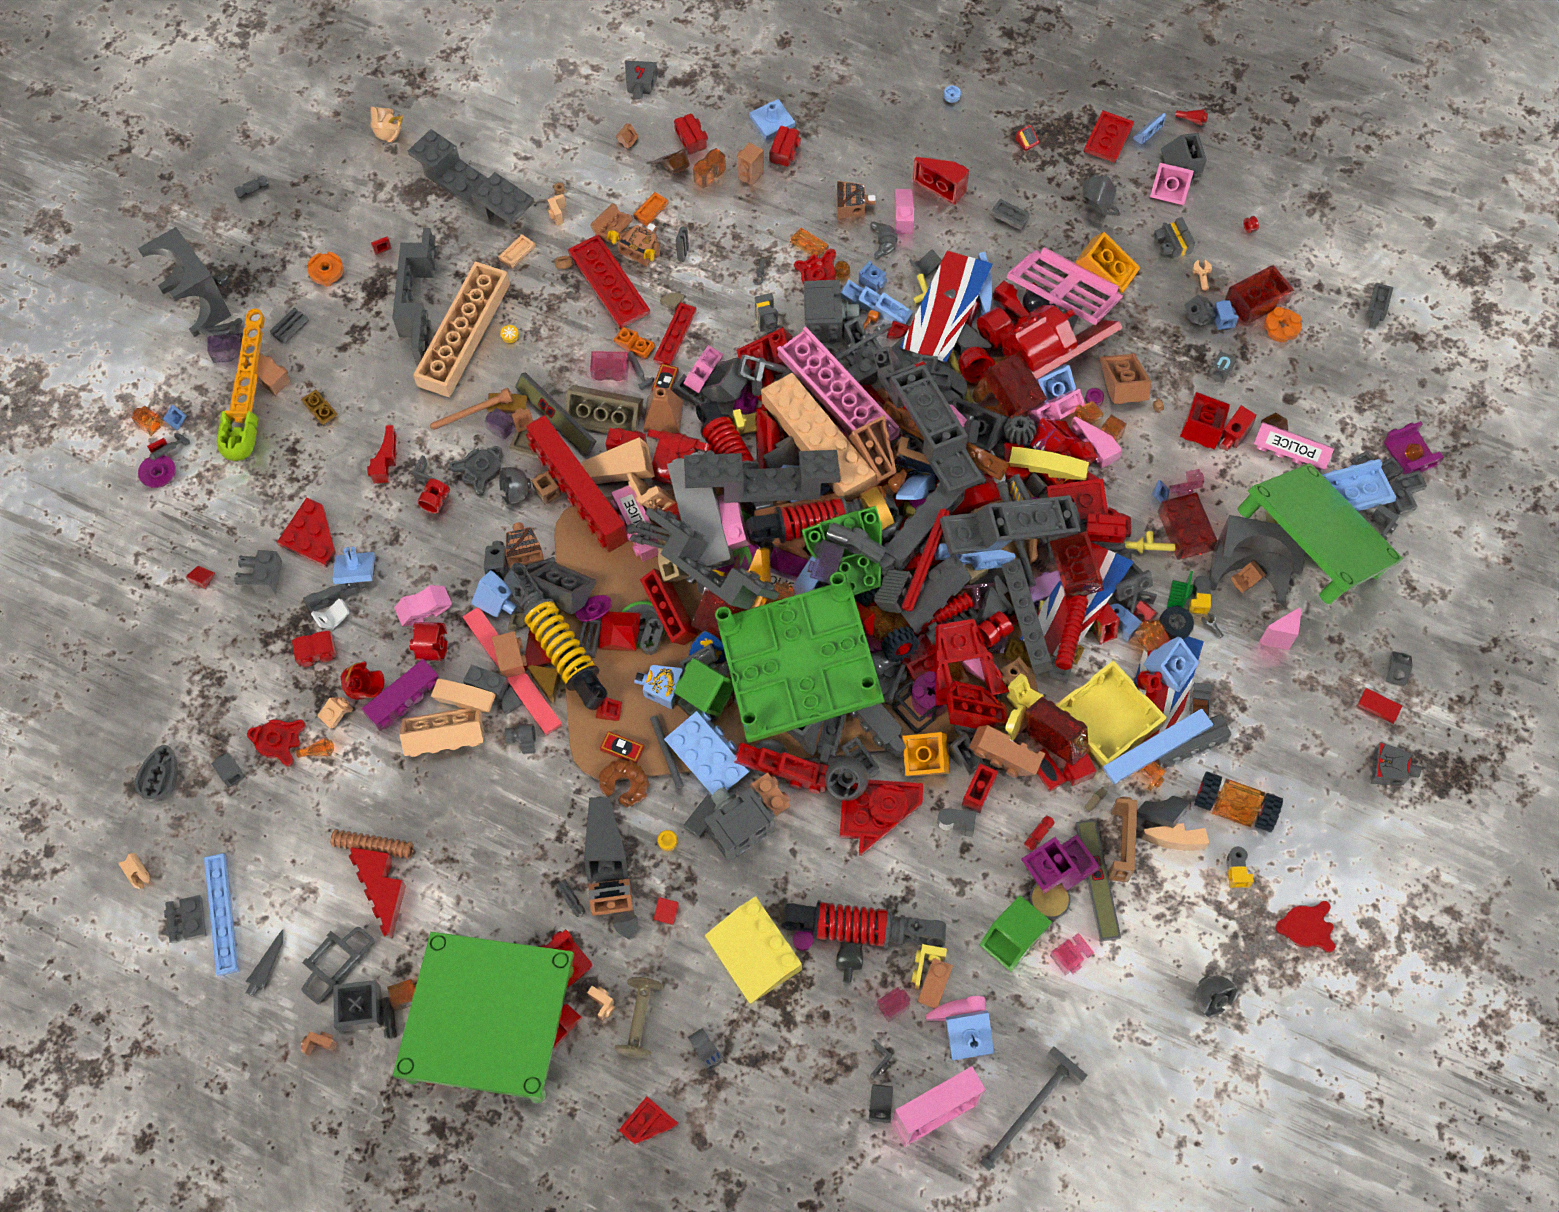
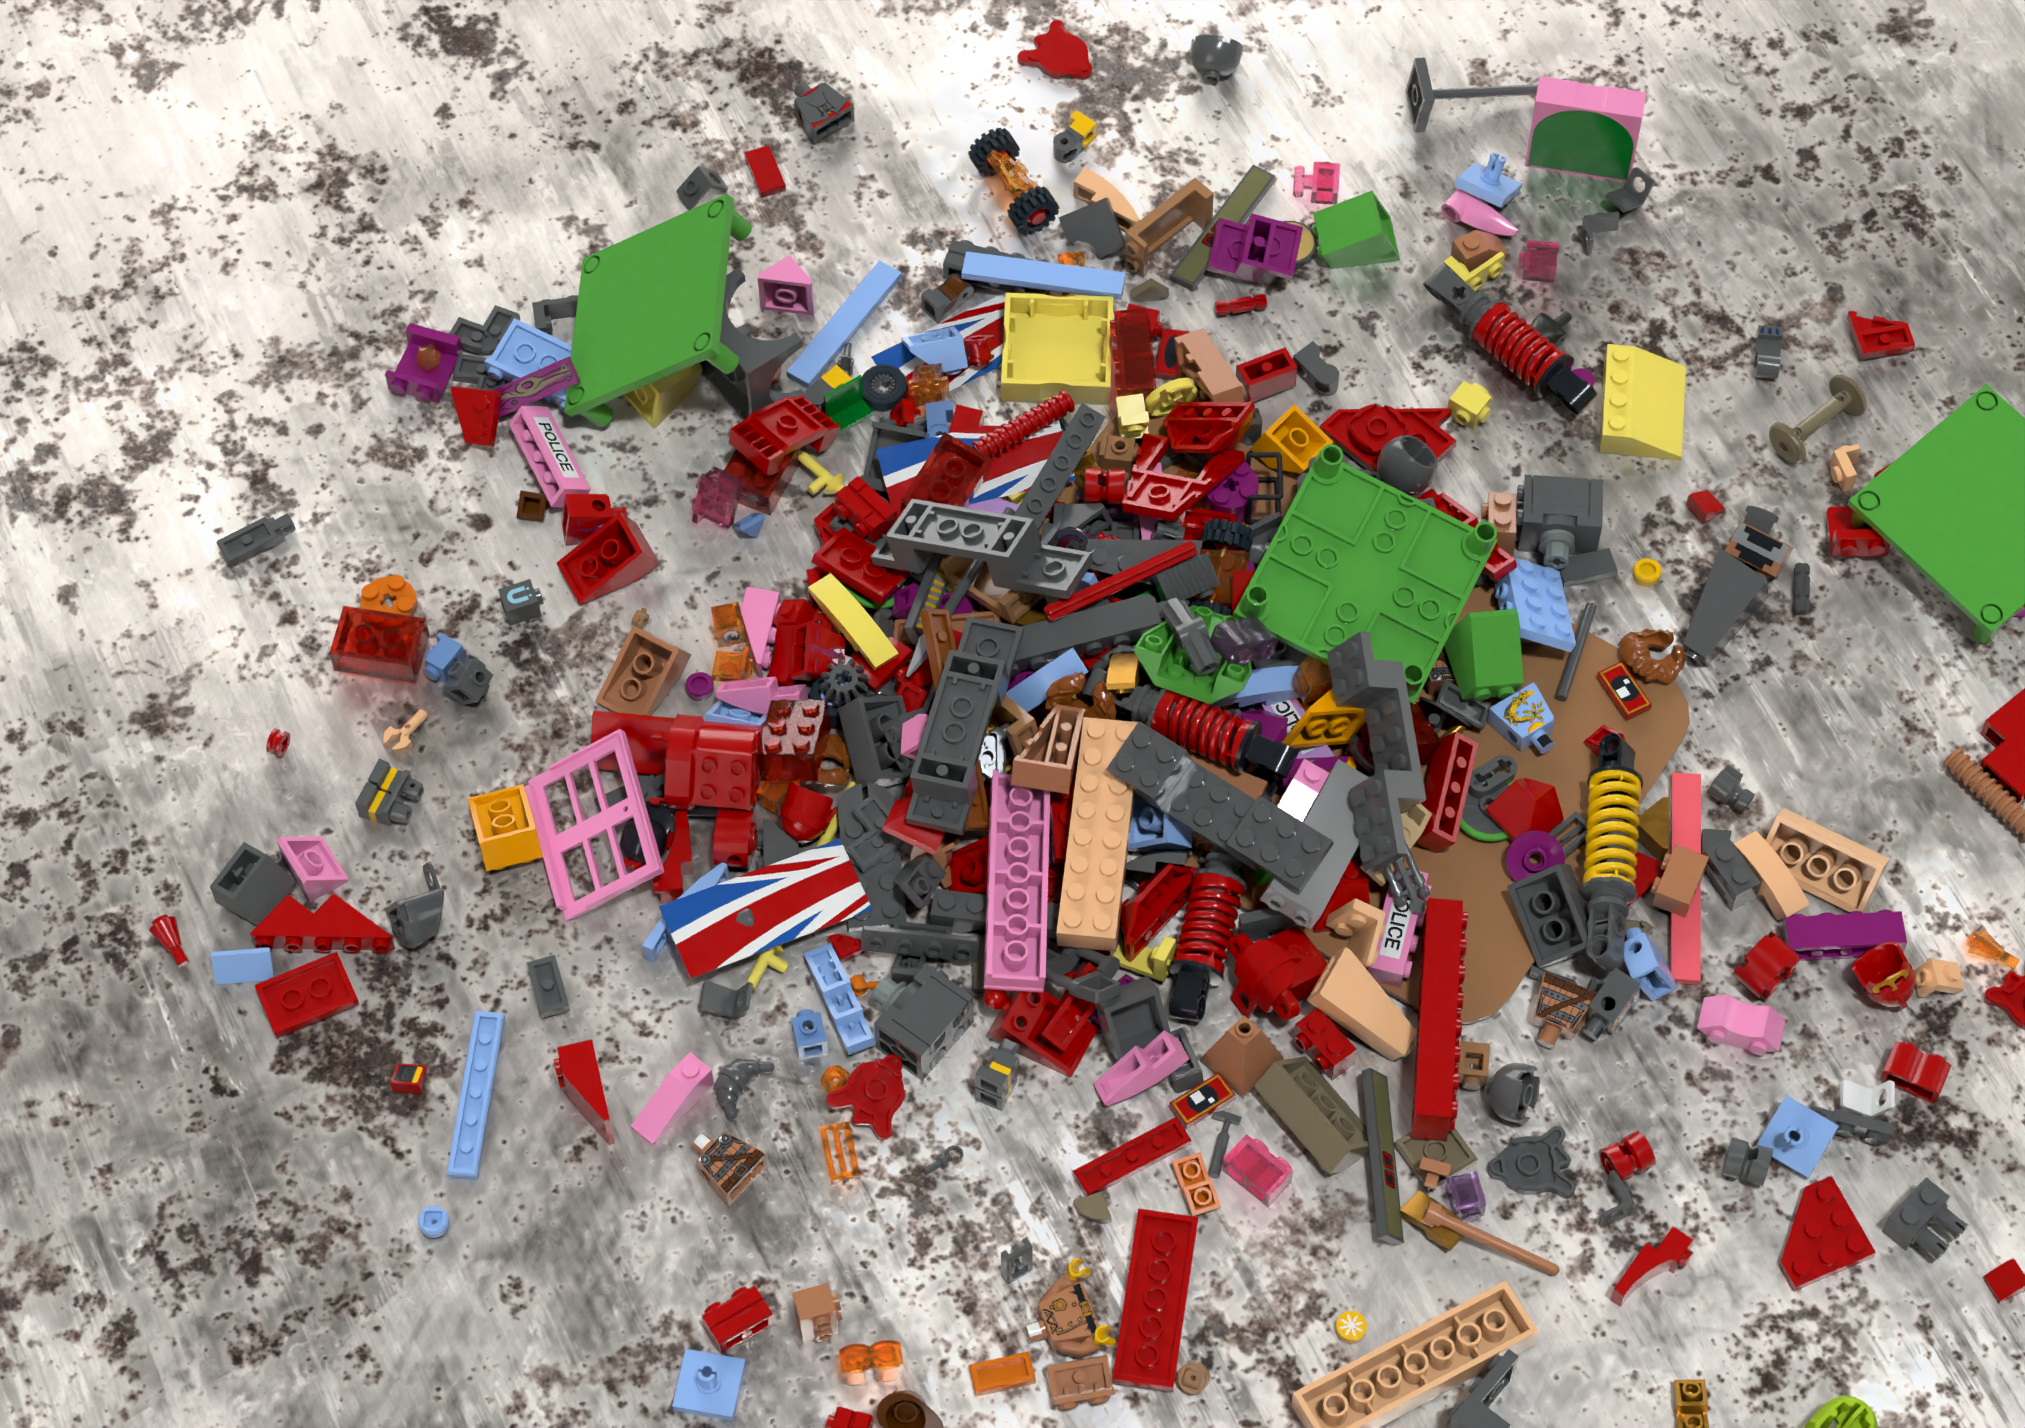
camera: 140 degrees left, 5 degrees down
(378, 536) = (1747, 1161): none -> dark grey wheel
(851, 867) = (1470, 404): none -> light yellow brick
(992, 154) = (476, 1095): none -> light blue tile
(1132, 166) = (330, 928): none -> red slope
(1191, 536) = (781, 429): none -> red plate
(1236, 646) = (844, 324): none -> light blue tile
(1342, 463) = (537, 385): none -> magenta tile
(1354, 440) = (477, 414): none -> red wing

